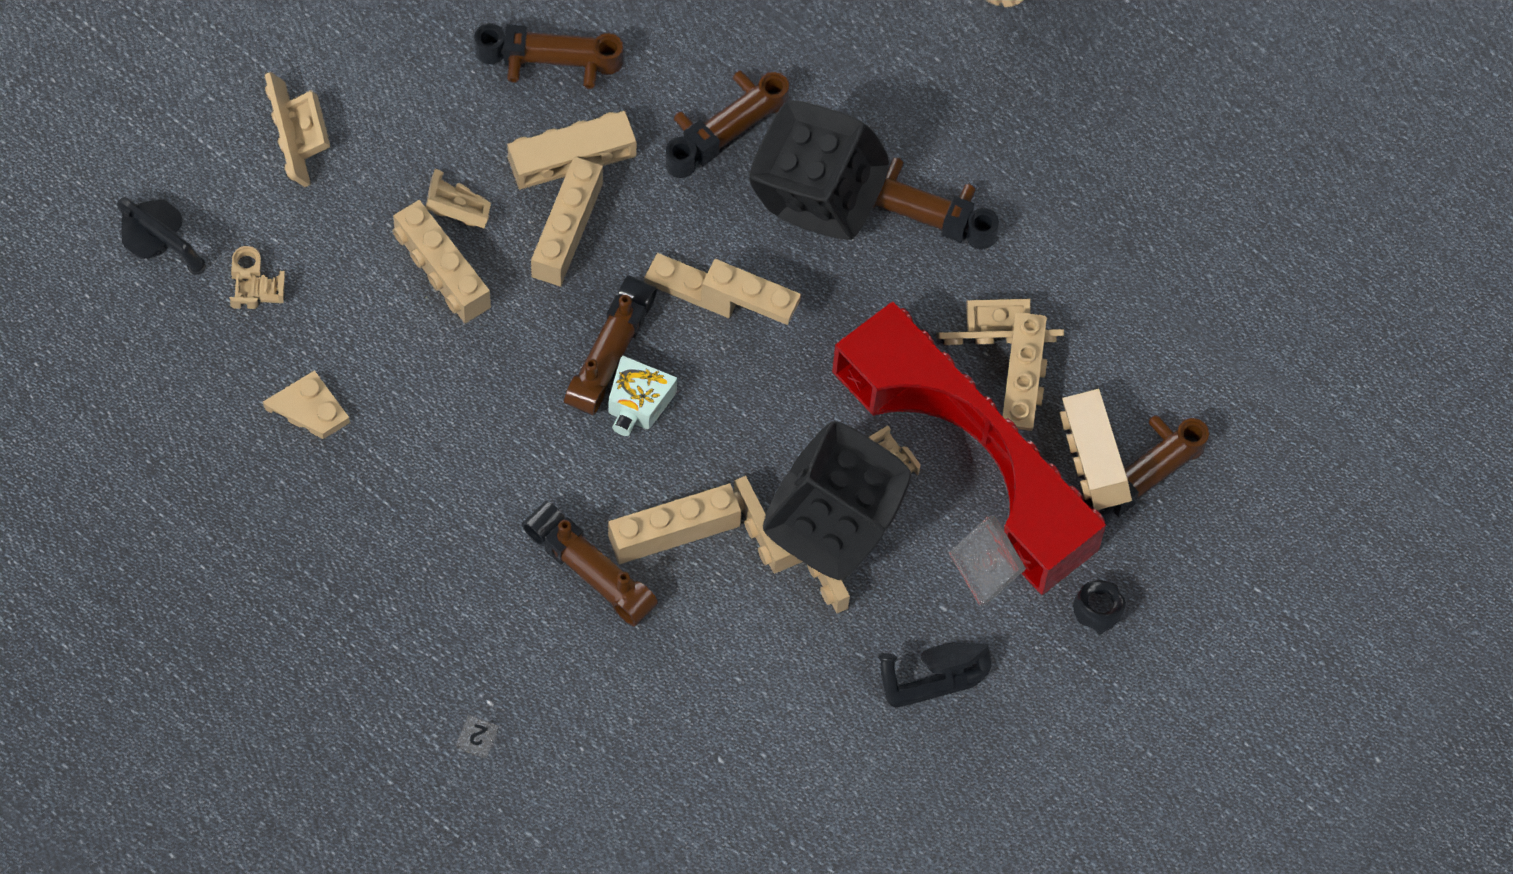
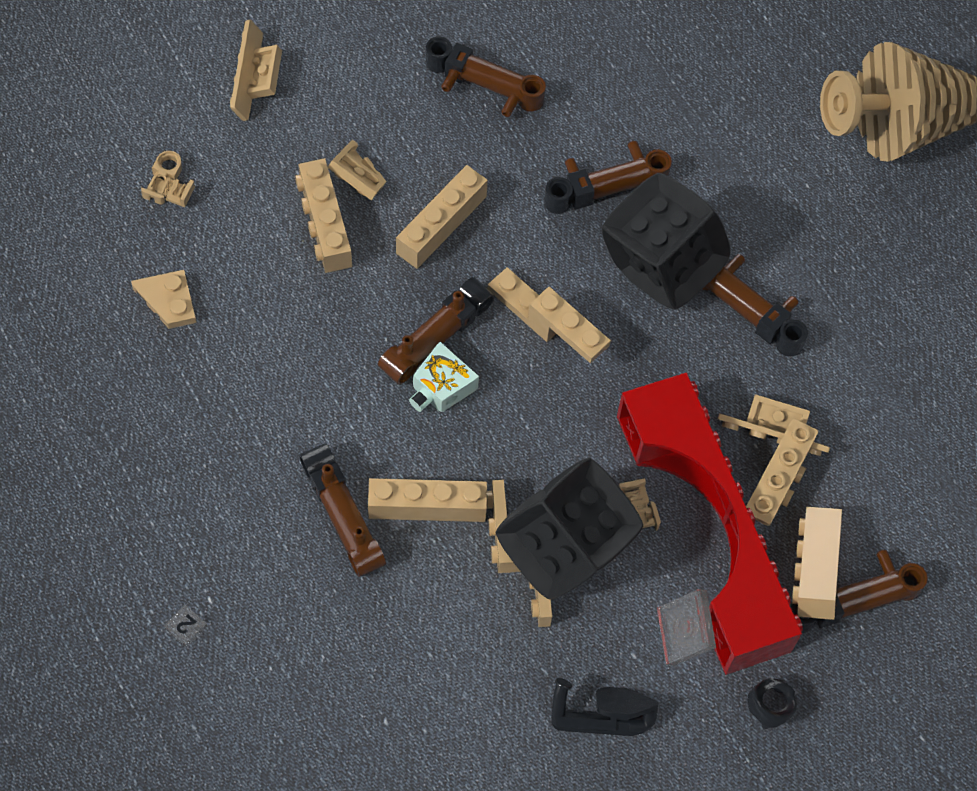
camera: 20 degrees right, 0 degrees up
(151, 226) = (104, 112): black piece -> none
(551, 153) = (492, 159): tan brick -> none

